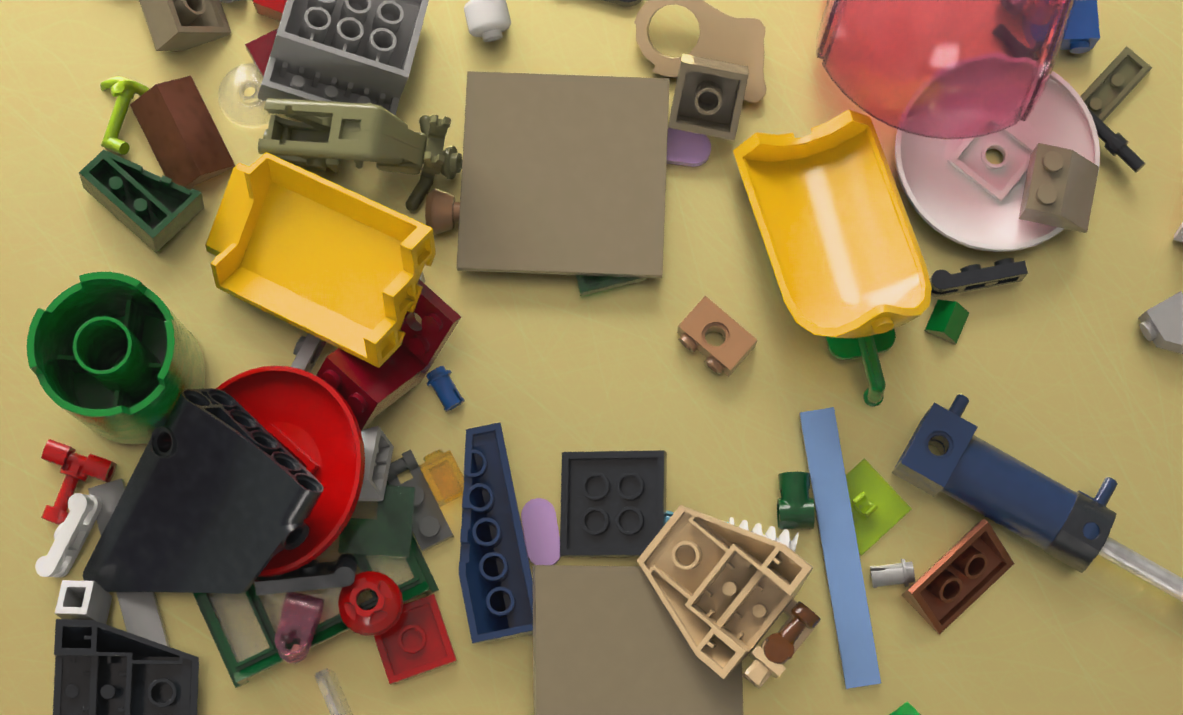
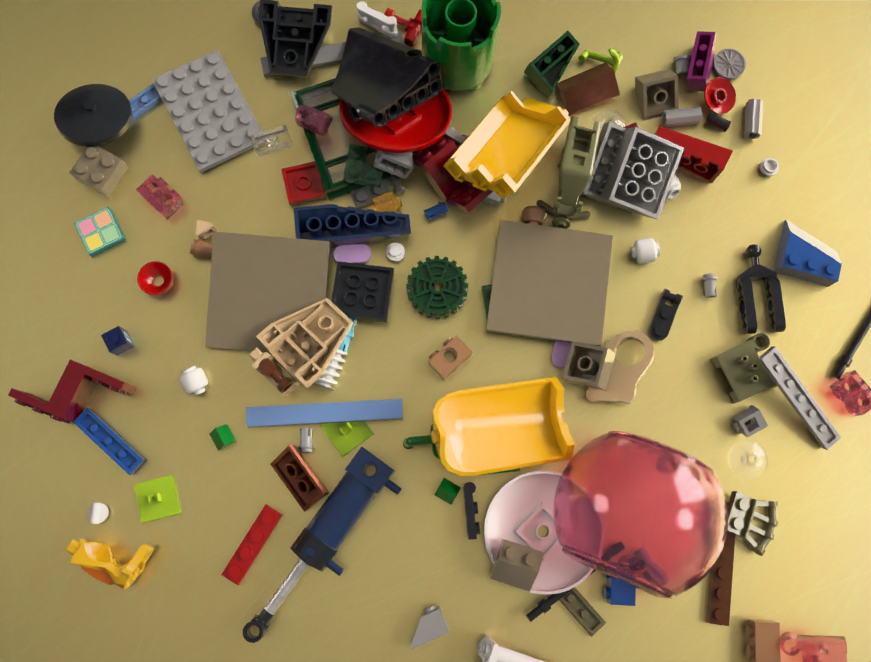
camera: 90 degrees right, 0 degrees up
(83, 601) = (340, 23): light grey brick -> none
(311, 577) = (337, 136): black plate -> none
(382, 616) = (321, 166): red piece -> none
(529, 454) = (395, 252): none -> white plate
(568, 356) = (422, 287): none -> dark green piece
(795, 507) = (350, 390): dark green piece -> none
(1082, 646) = (252, 544): none -> red plate

